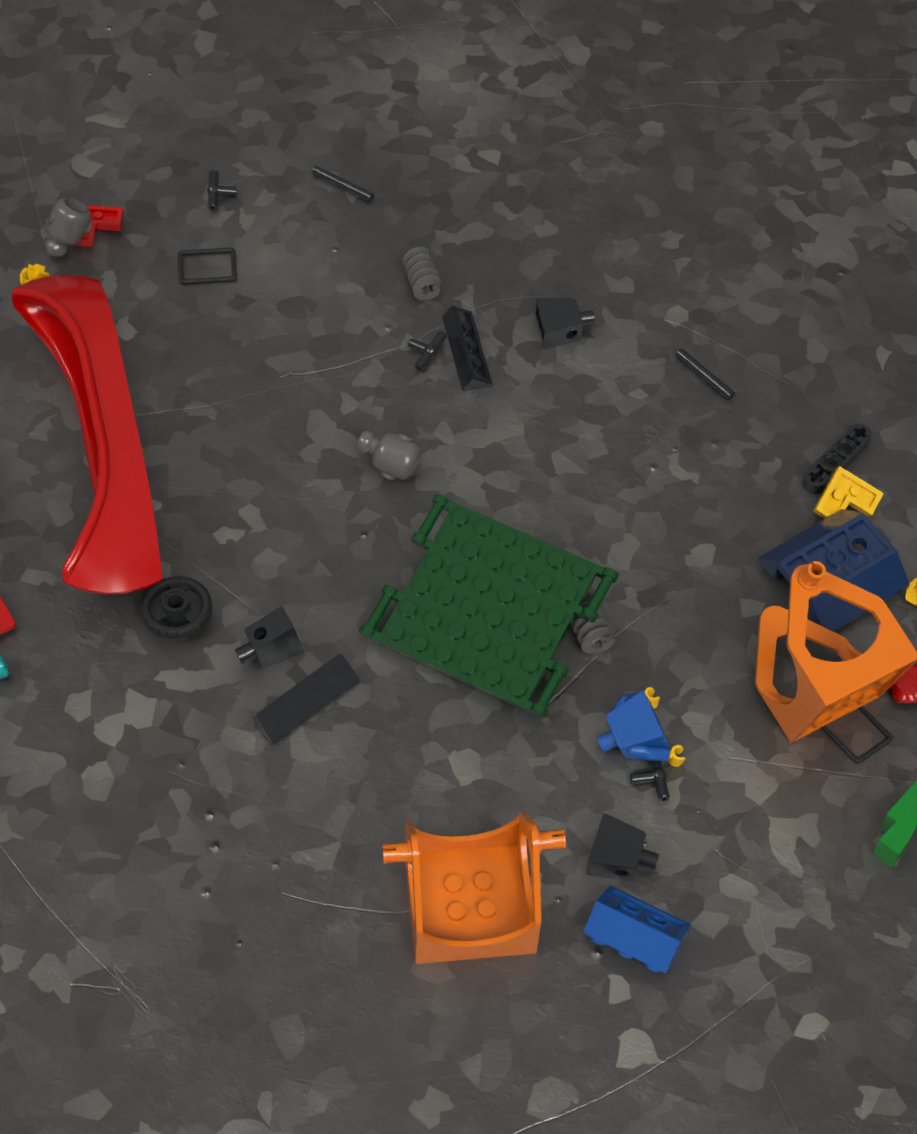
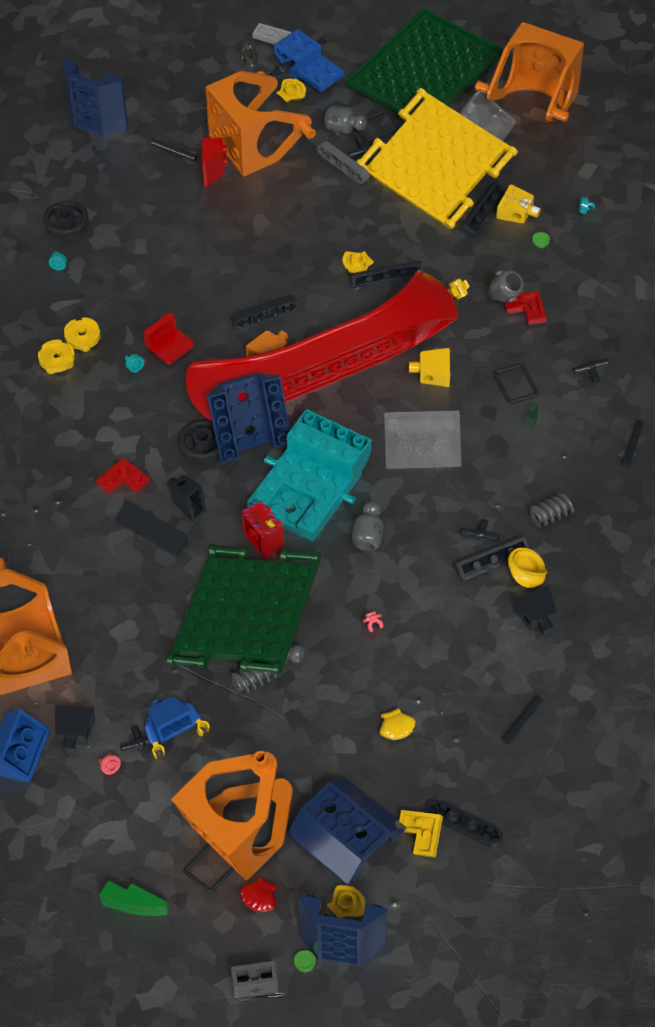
camera: 80 degrees right, 0 degrees up
(47, 500) = (267, 342): none -> orange torso
(154, 332) = (433, 367): none -> yellow torso
(177, 515) = (262, 408): none -> dark blue slope
(194, 719) = (122, 473): none -> red plate
(266, 370) = (422, 439): none -> clear slope
(271, 258) = (532, 416): none -> clear green tile
(286, 494) = (313, 474): none -> teal piece
(363, 561) = (262, 529): none -> red brick
(498, 314) = (527, 567): none -> yellow piece
(530, 480) = (372, 618): none -> coral plate
(689, 491) = (396, 725): none -> yellow animal
(689, 817) = (109, 764): none -> coral plate

